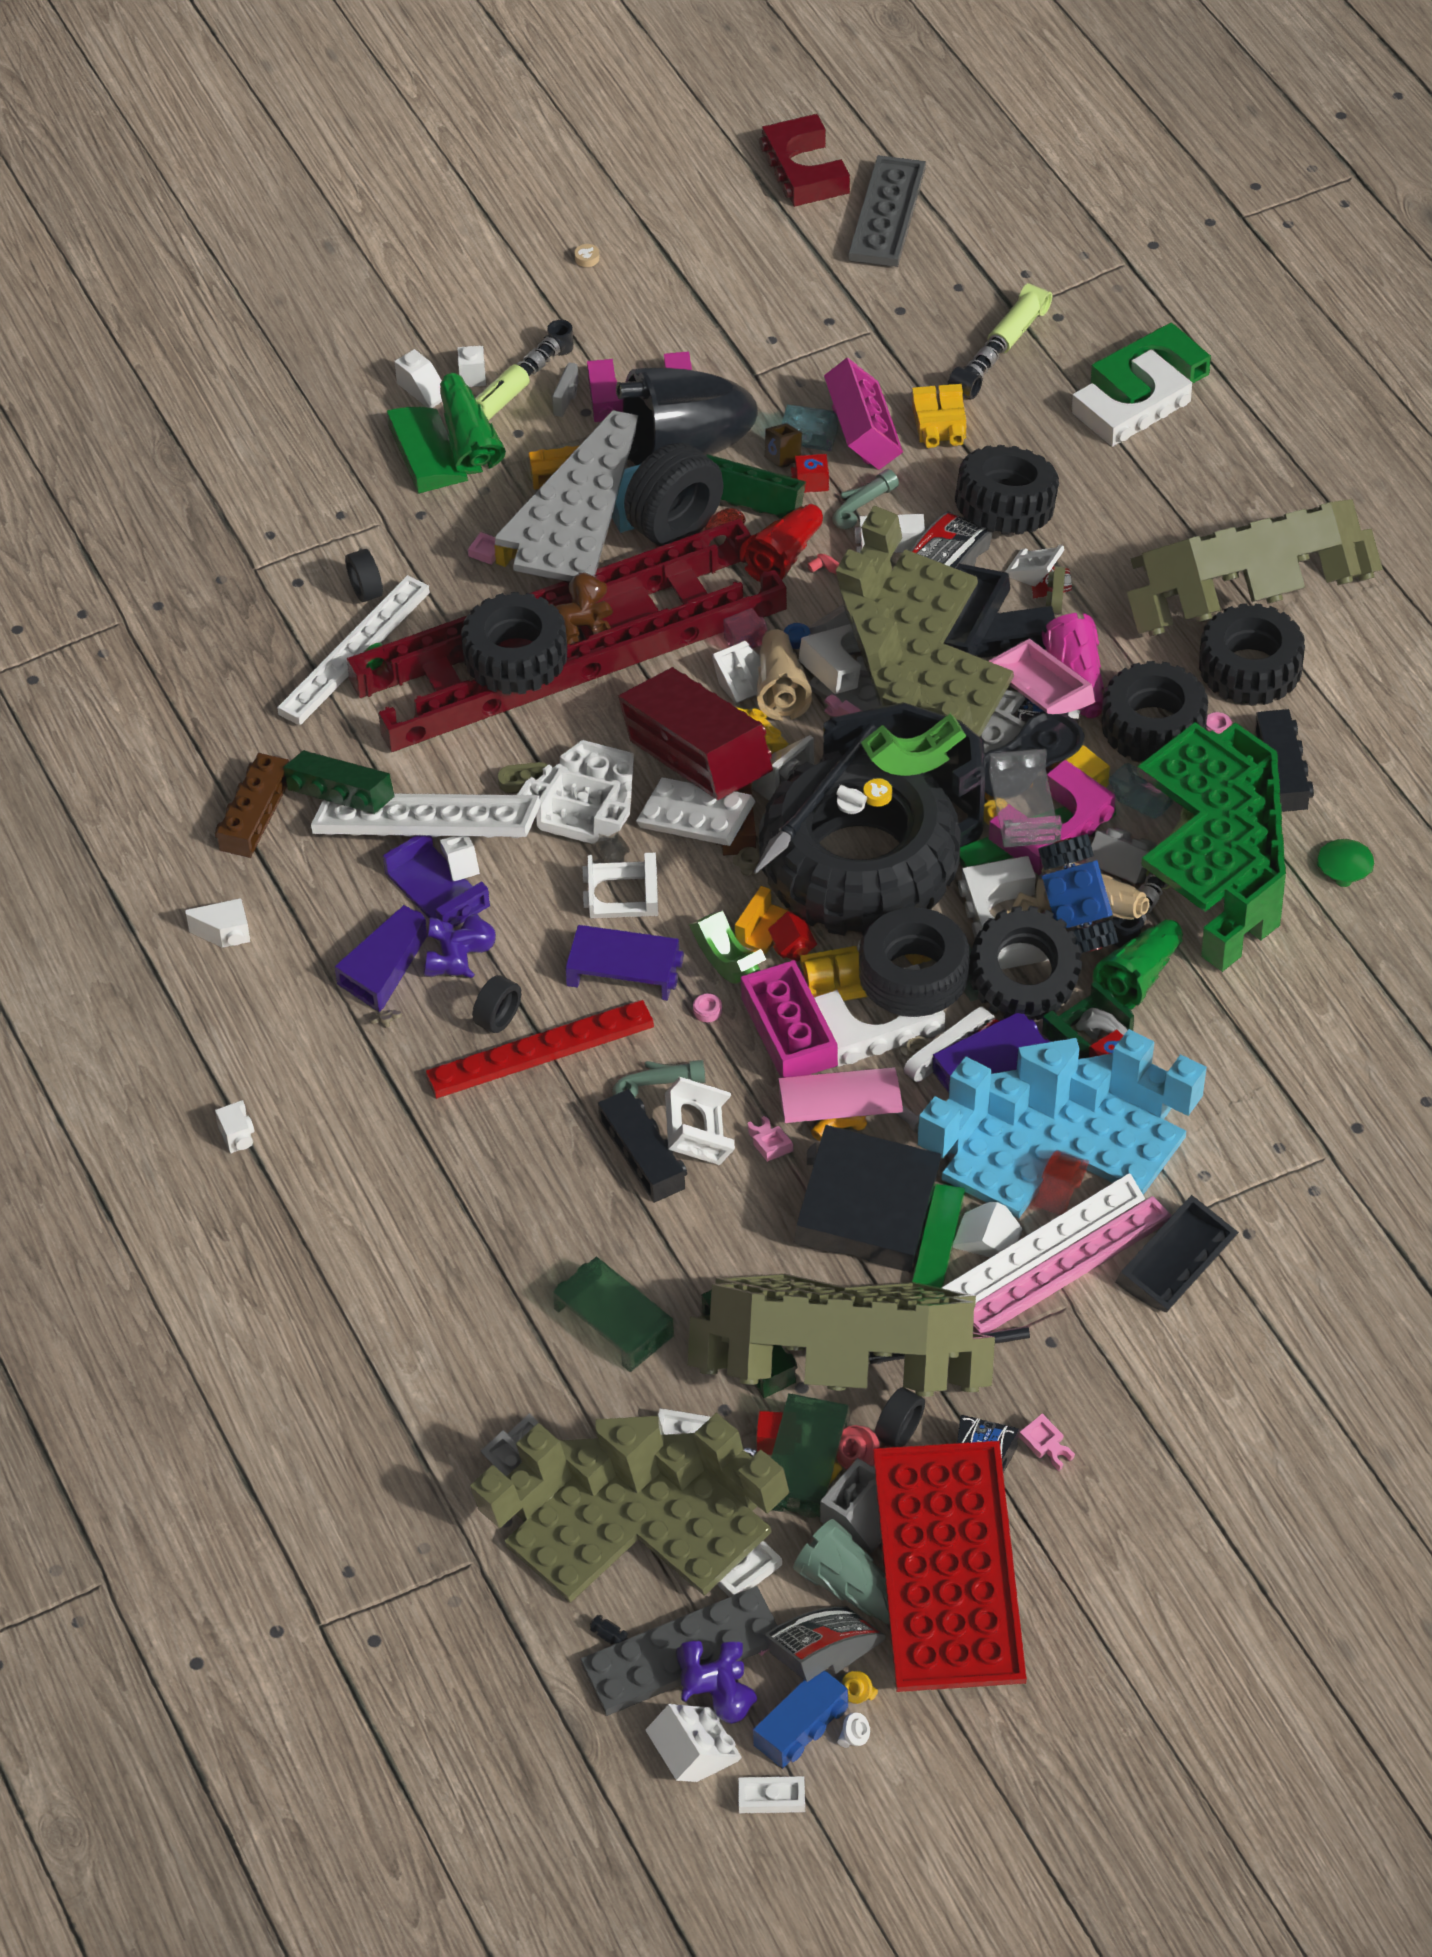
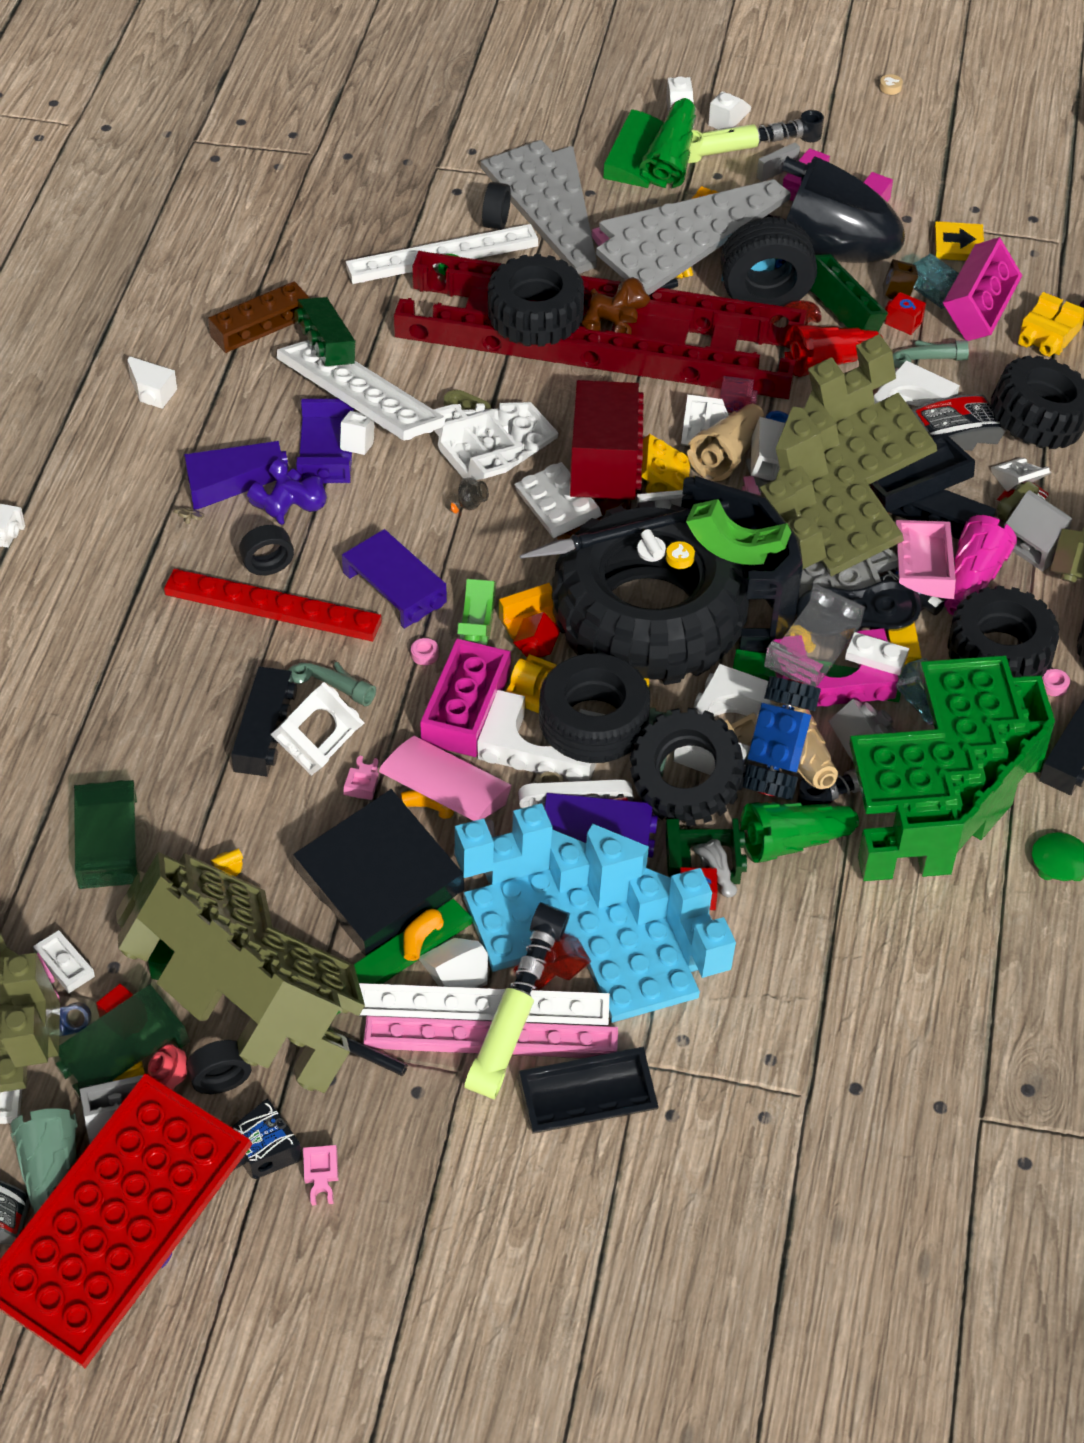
camera: 35 degrees right, 0 degrees up
(395, 539) = (549, 197): none -> light grey wing
(601, 872) = (437, 501): white panel -> none
(733, 1268) = (229, 862): none -> yellow plate
(789, 378) = (956, 240): none -> yellow tile
(940, 1223) = (418, 930): none -> light orange arm
(1081, 783) = (877, 653): none -> white plate
(1095, 1288) = (515, 1005): none -> piece
(1103, 600) = (1037, 529): none -> light grey slope

